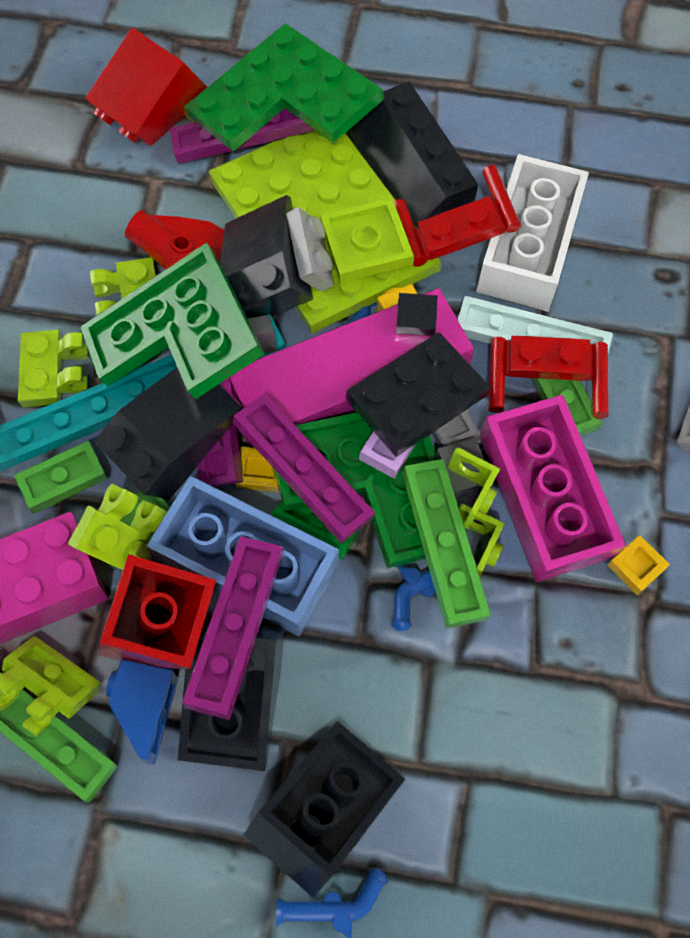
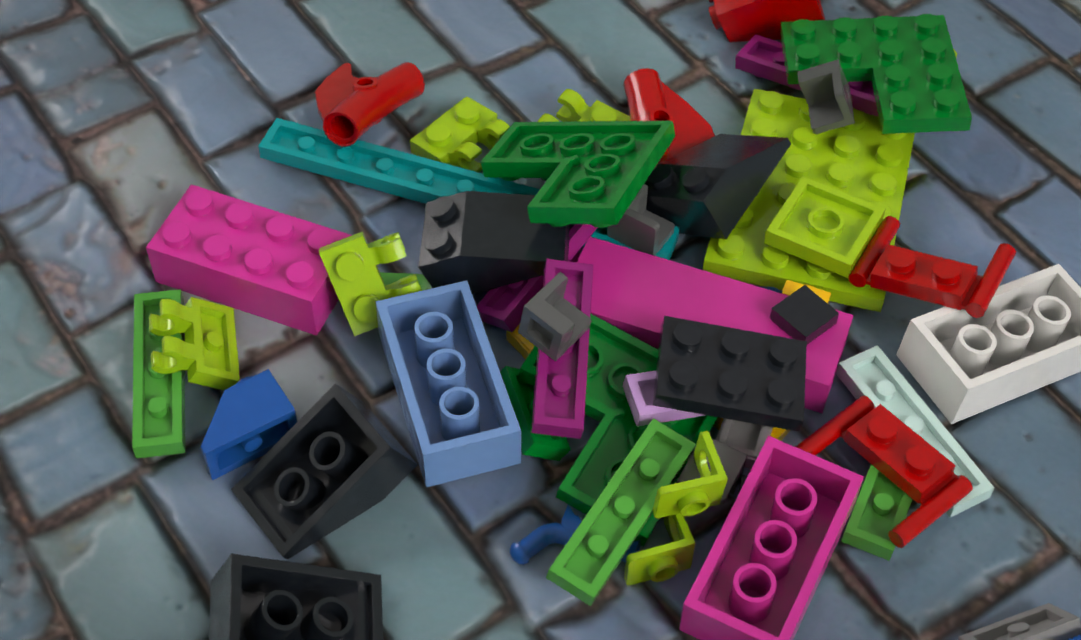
camera: 45 degrees right, 15 degrees down
(60, 477) = (377, 215): bright green plate -> none
(156, 615) = (318, 340): red slope -> none
(233, 628) = (366, 403): magenta plate -> none
(274, 143) = (827, 96): none -> dark grey panel
(290, 457) = (553, 321): none -> dark grey panel
(309, 249) = (761, 194): light grey plate -> none
(413, 155) = (956, 195): black slope -> none

